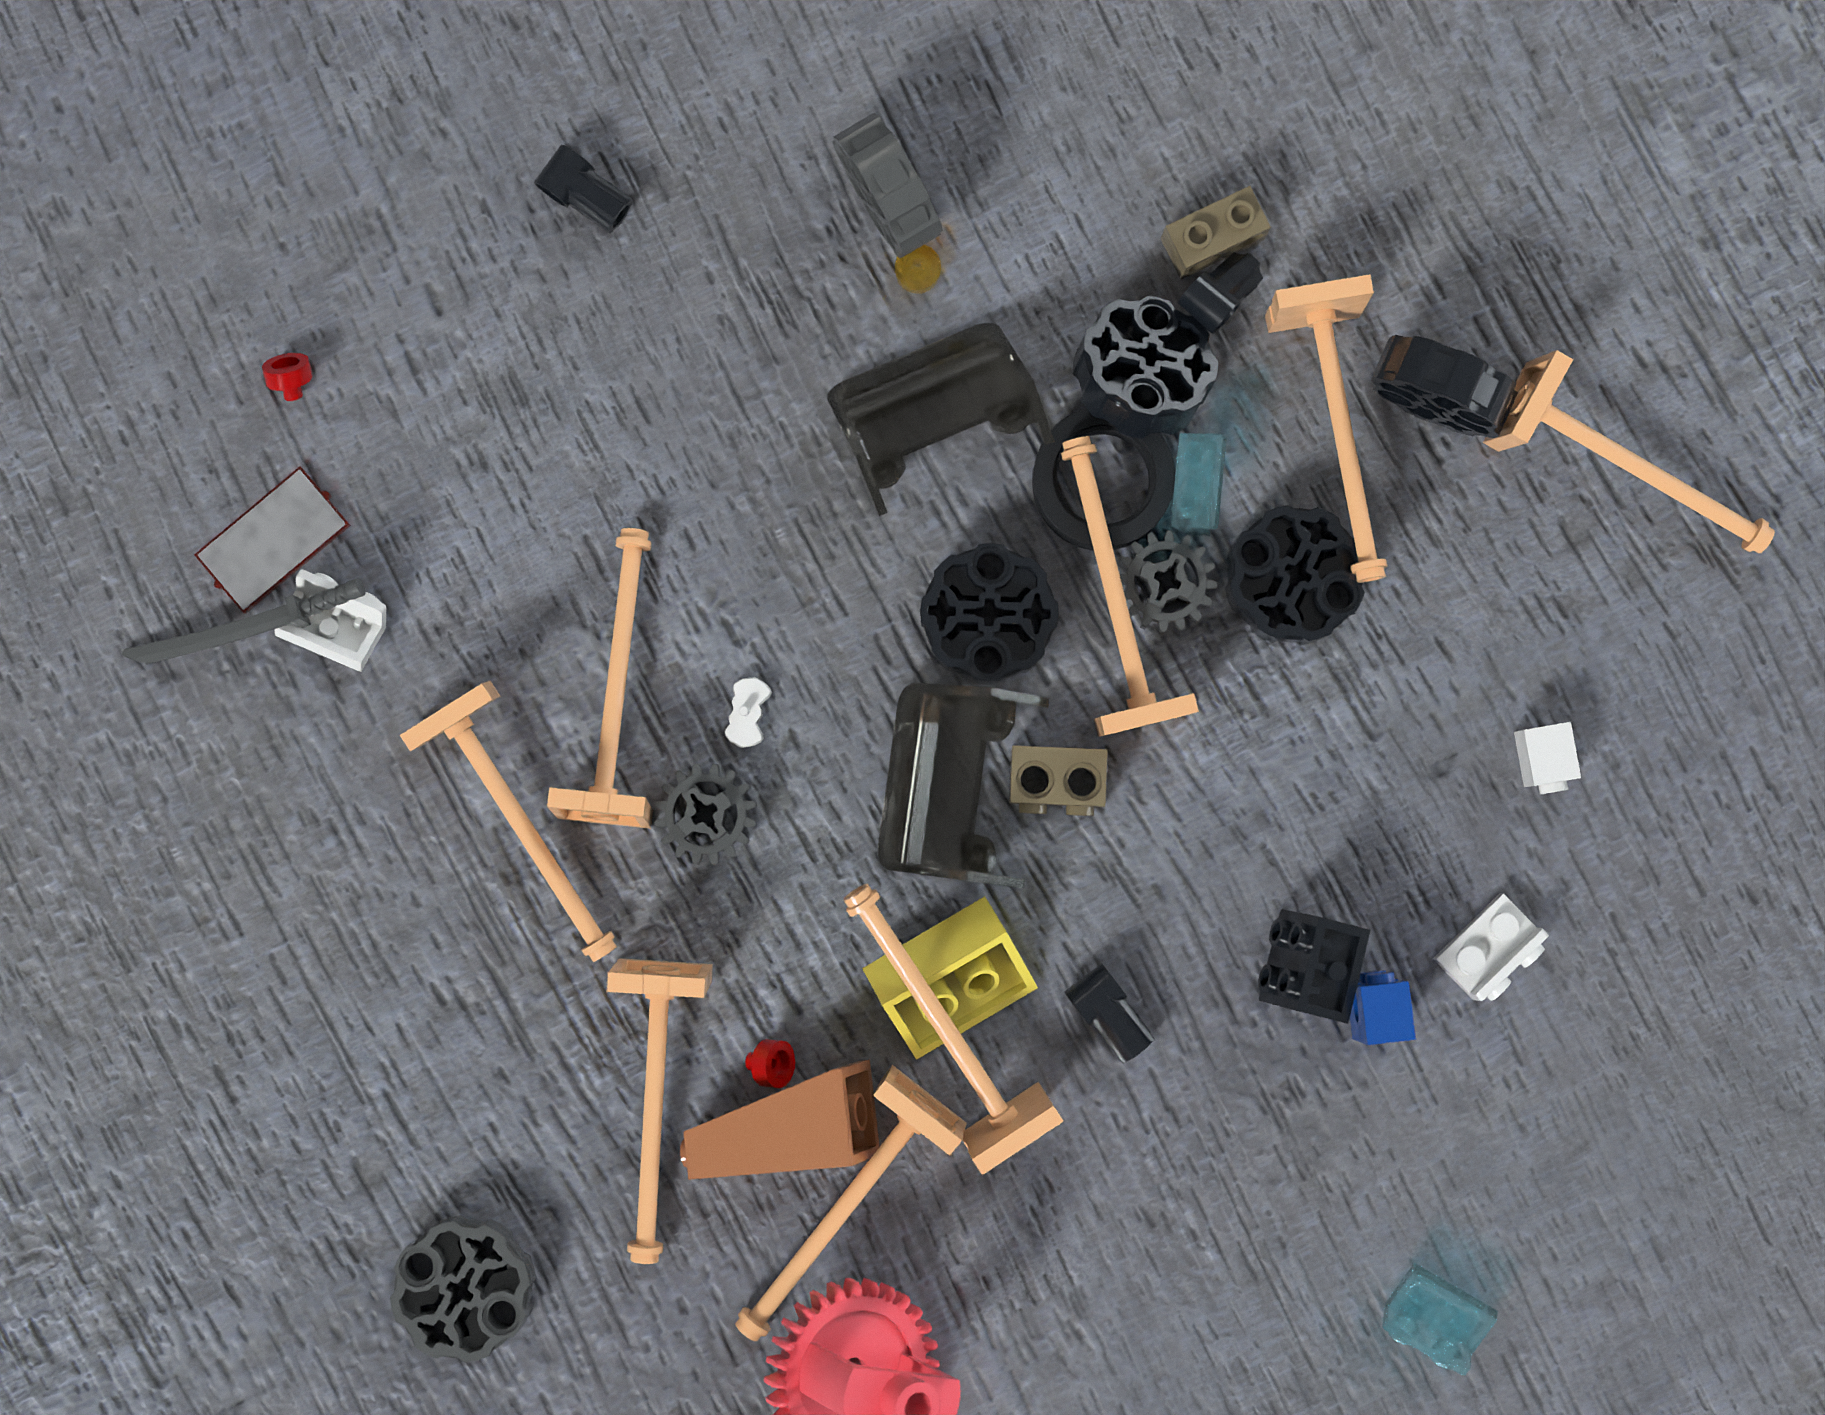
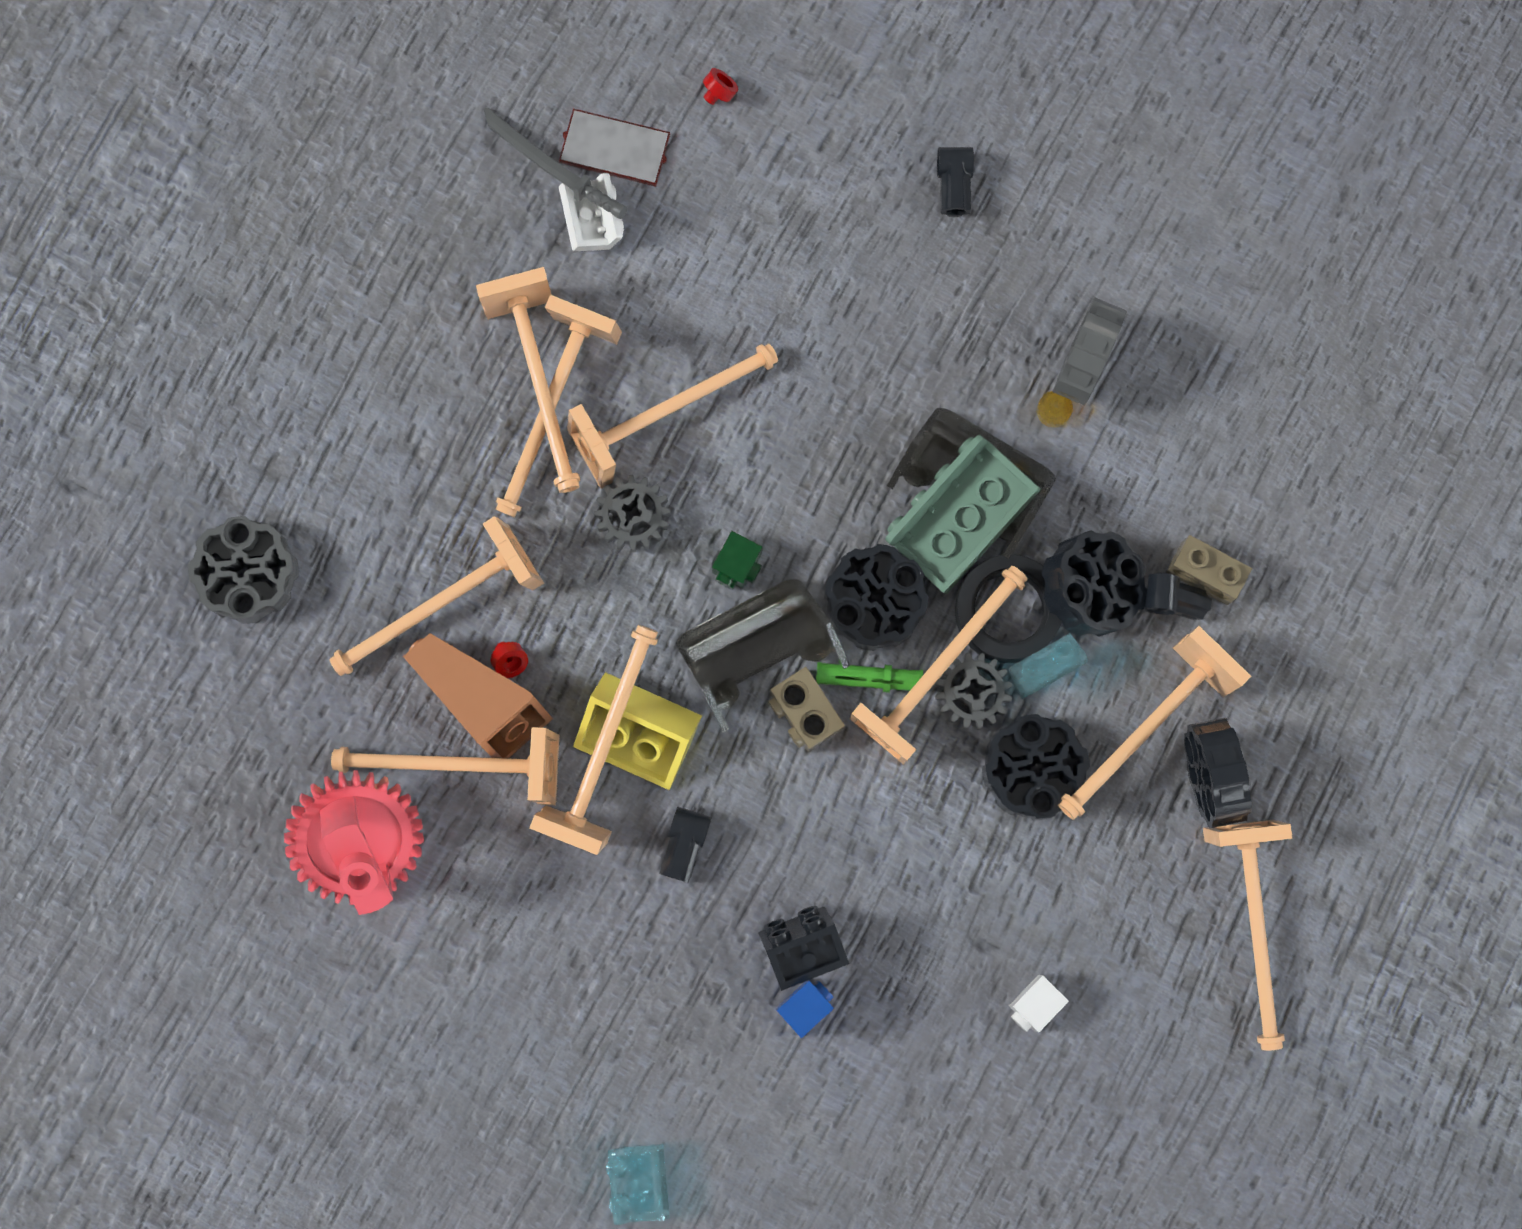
camera: 50 degrees right, 5 degrees down
(370, 771) = (514, 296): none -> light nougat tile
(746, 713) = (711, 496): white piece -> none
(842, 737) = (737, 562): none -> dark green brick
(965, 453) = (962, 512): none -> sand green bracket
(1069, 683) = (869, 677): none -> bright green pin
(1492, 949) = (892, 1054): white bracket -> none

